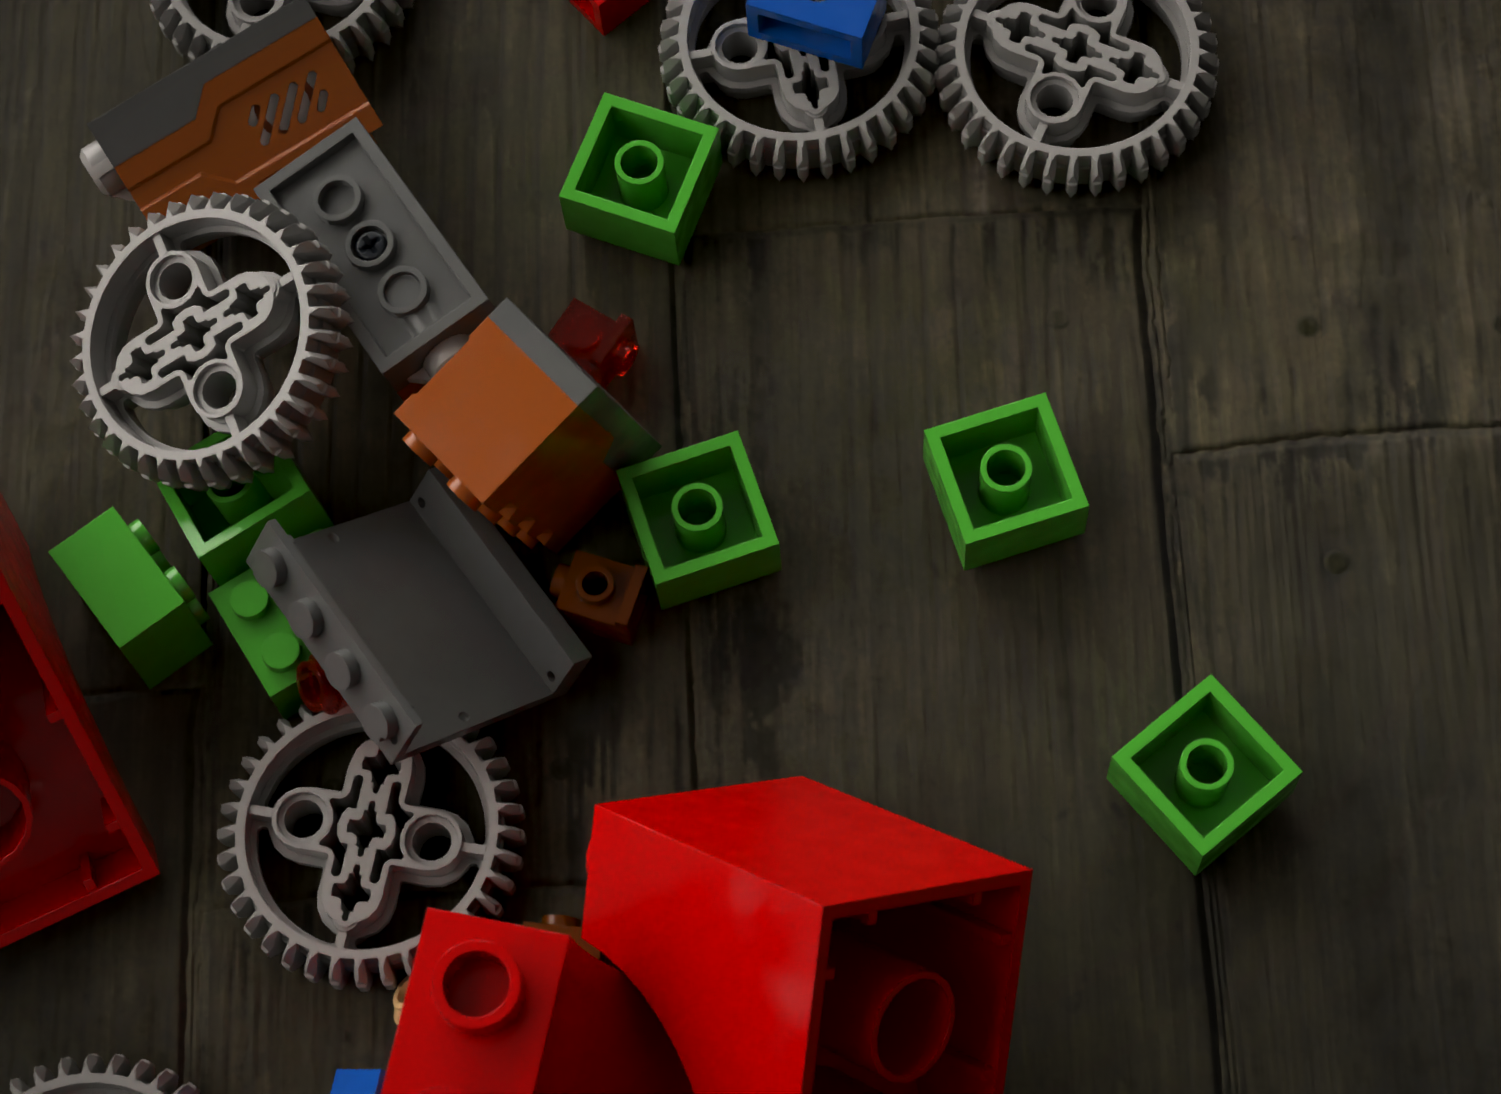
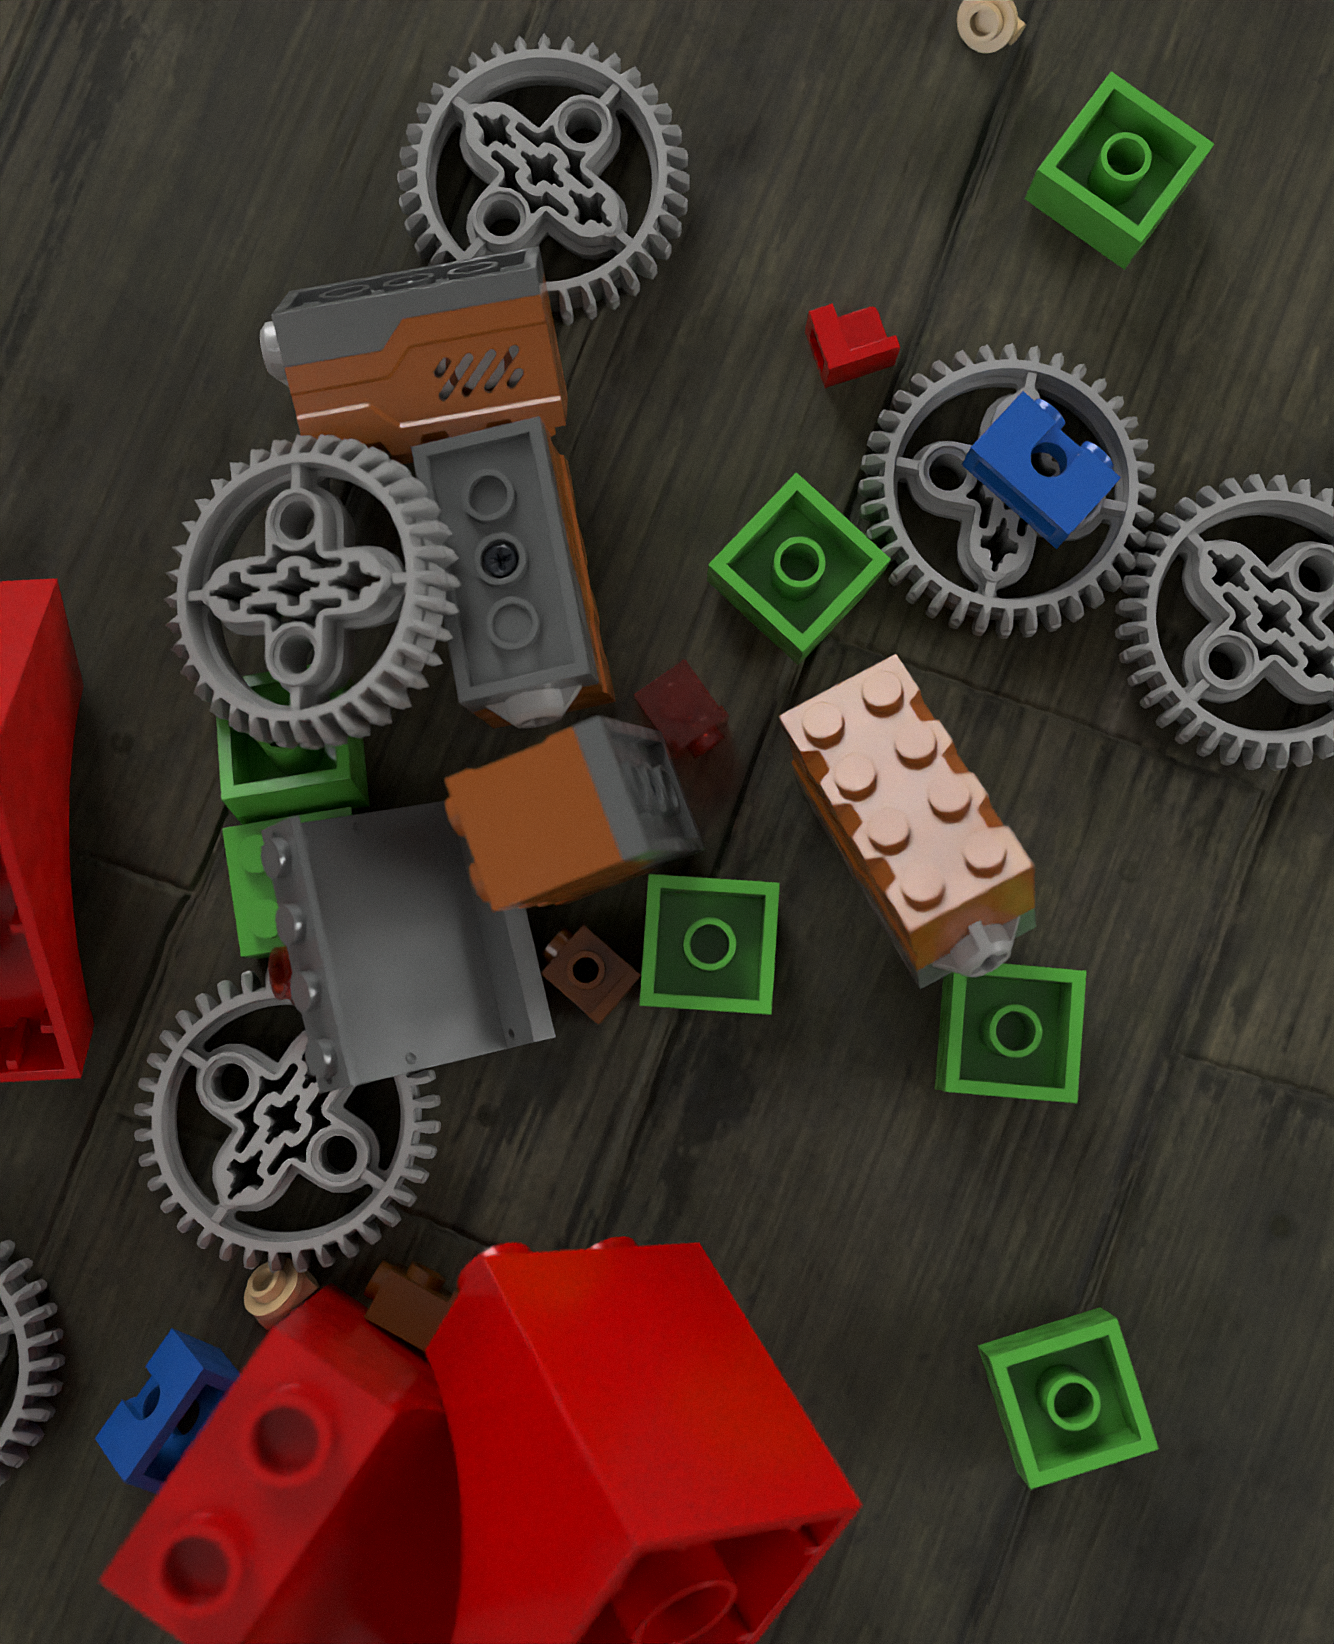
camera: 15 degrees right, 15 degrees up
(135, 594) = (152, 796): bright green brick -> none
(830, 326) = (912, 824): none -> piece

